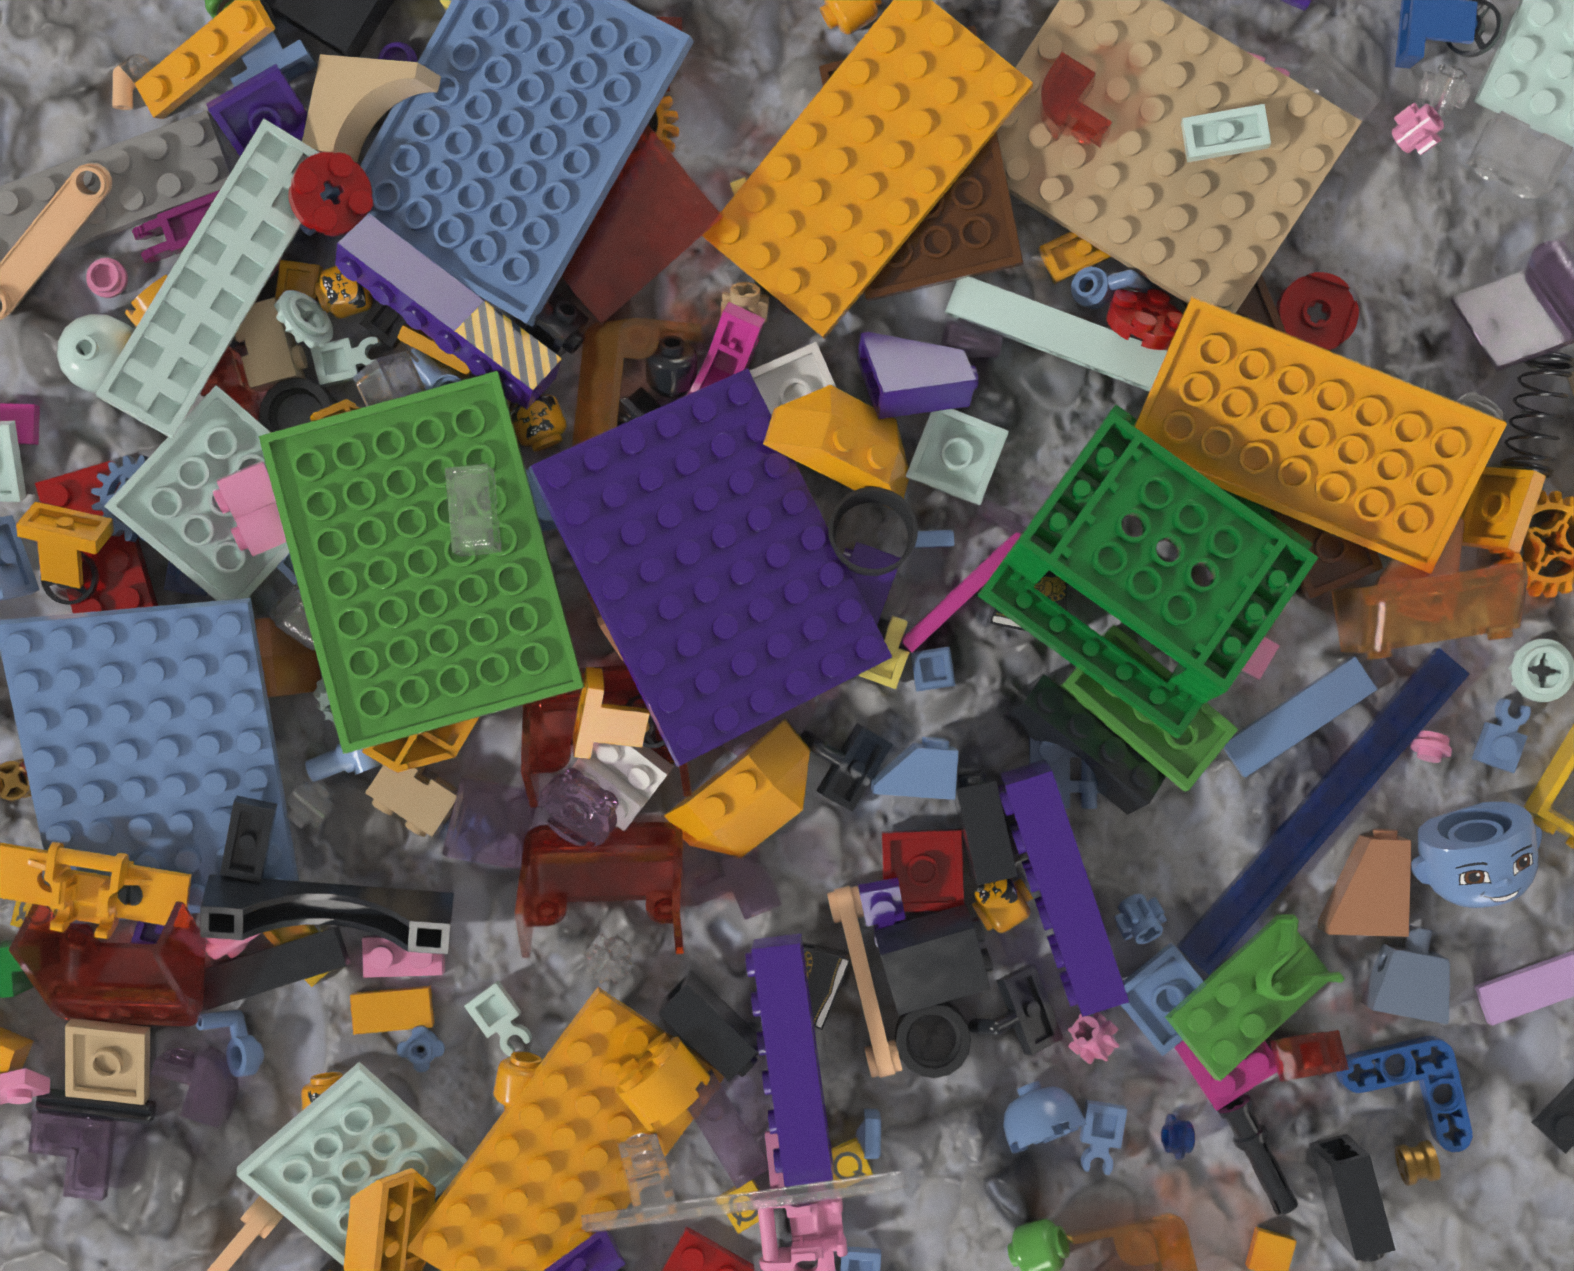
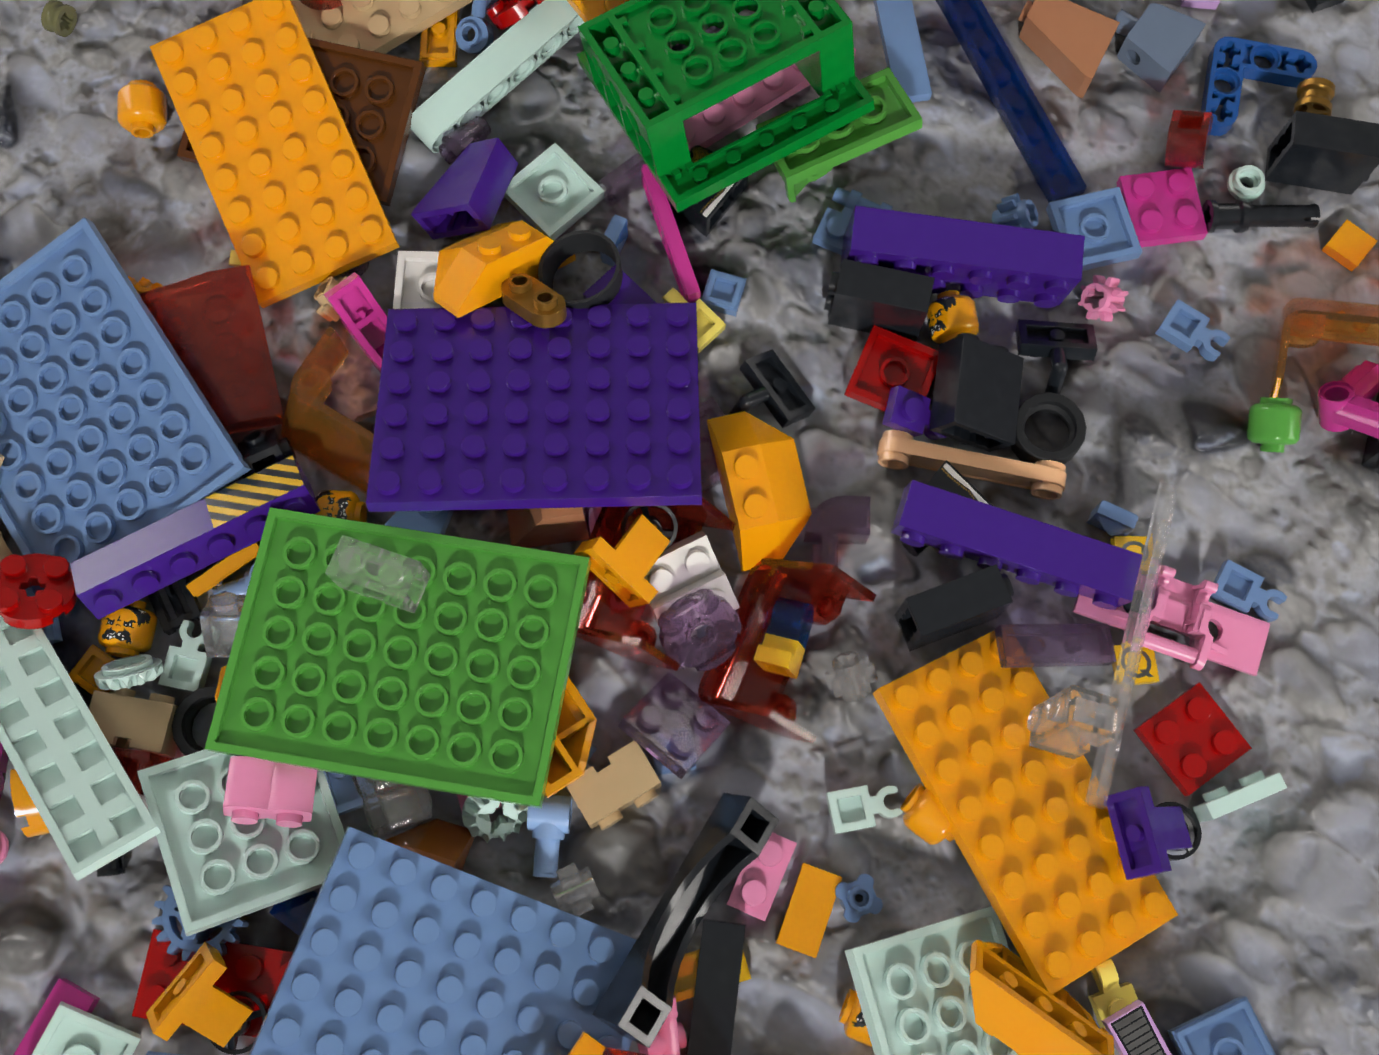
camera: 60 degrees left, 15 degrees down
(91, 348) = (45, 894): light aqua cylinder -> none
(248, 839) = (577, 954): black plate -> none
(615, 885) = (786, 638): none -> leg
(661, 1081) = (987, 664): light orange brick -> none
(672, 367) = (354, 378): black head -> none
(814, 502) = (533, 301): none -> pearl gold plate
(920, 771) = (807, 326): medium blue slope -> none
(1040, 1116) = (1154, 368): medium blue cylinder -> none
(1055, 716) = (806, 207): black arch -> none
(1177, 1136) = (1218, 271): clear blue plate -> none
(1250, 996) = (1118, 161): bright green plate -> none
(1299, 1136) = (1252, 177): none -> light aqua plate

